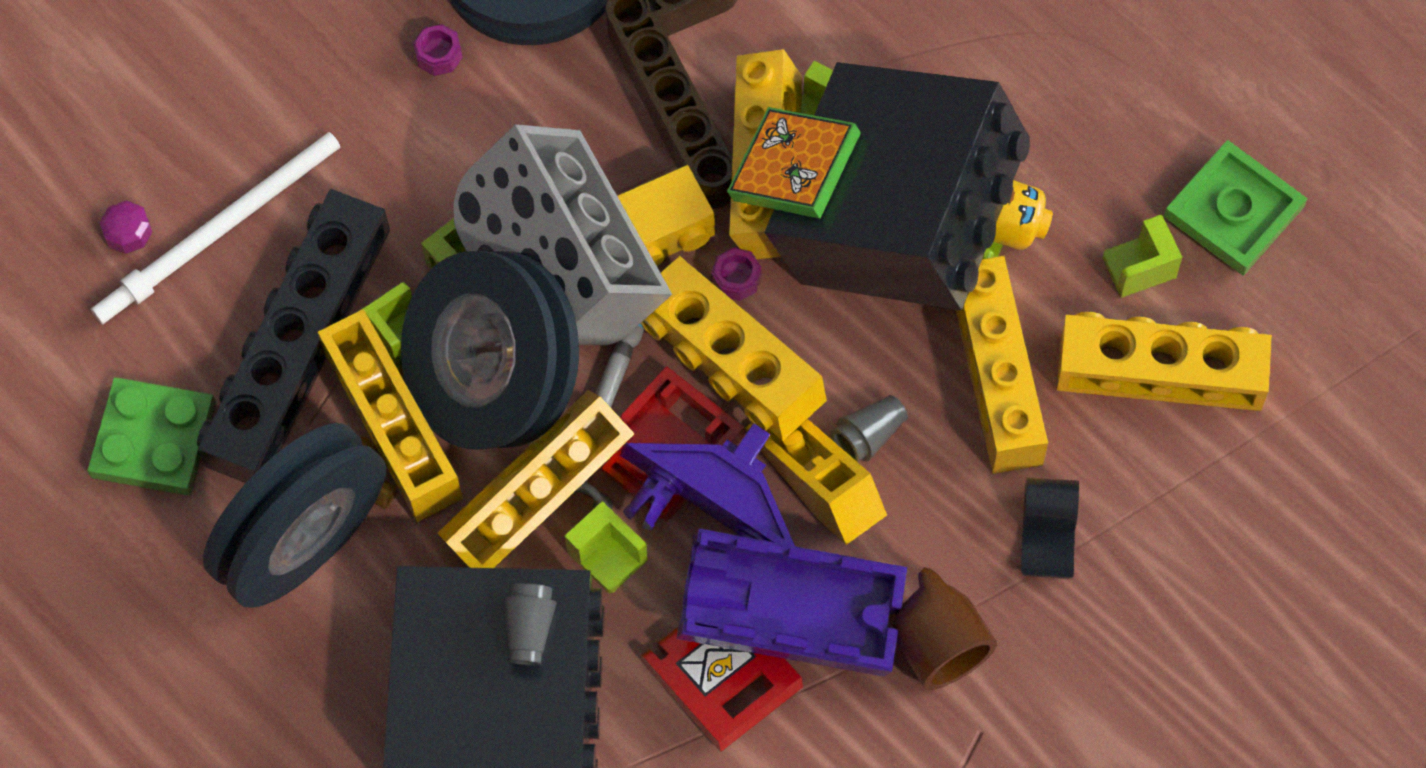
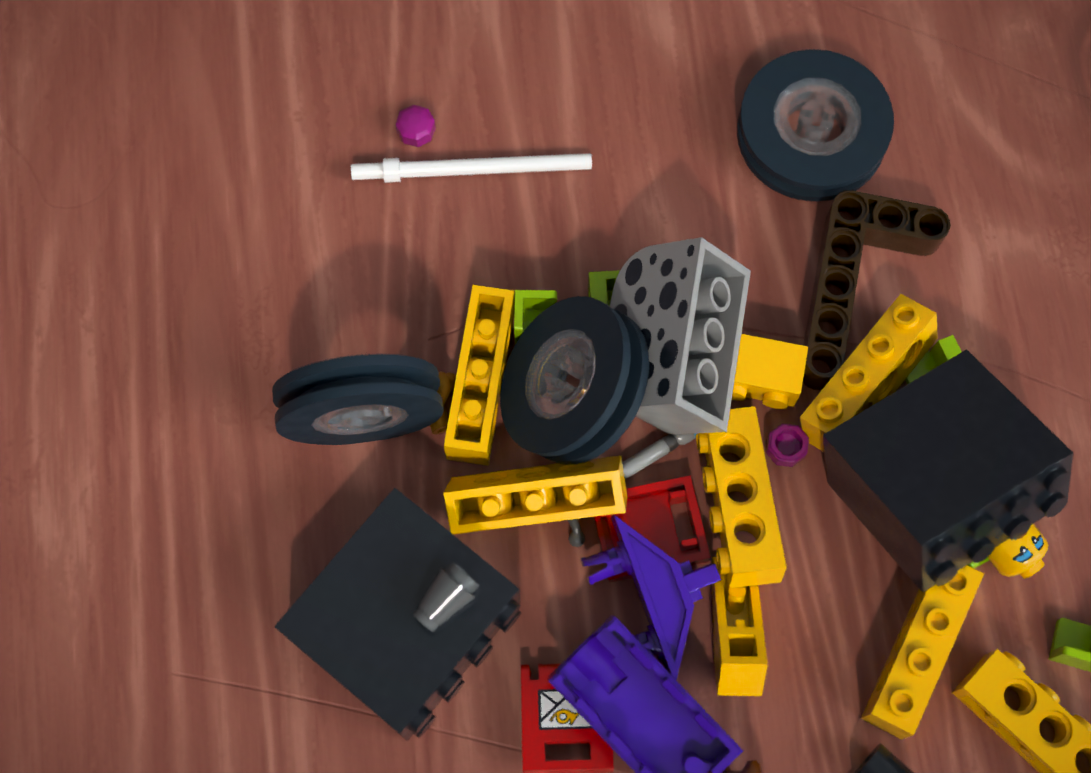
camera: 35 degrees right, 5 degrees up
(150, 436) = (326, 276): bright green plate -> none
(335, 222) = (452, 295): black brick -> none
(437, 49) = (703, 147): magenta tile -> none
(606, 547) = (554, 572): lime panel -> none
(794, 162) = (881, 401): tile -> none
(869, 428) = (795, 623): dark grey cone -> none

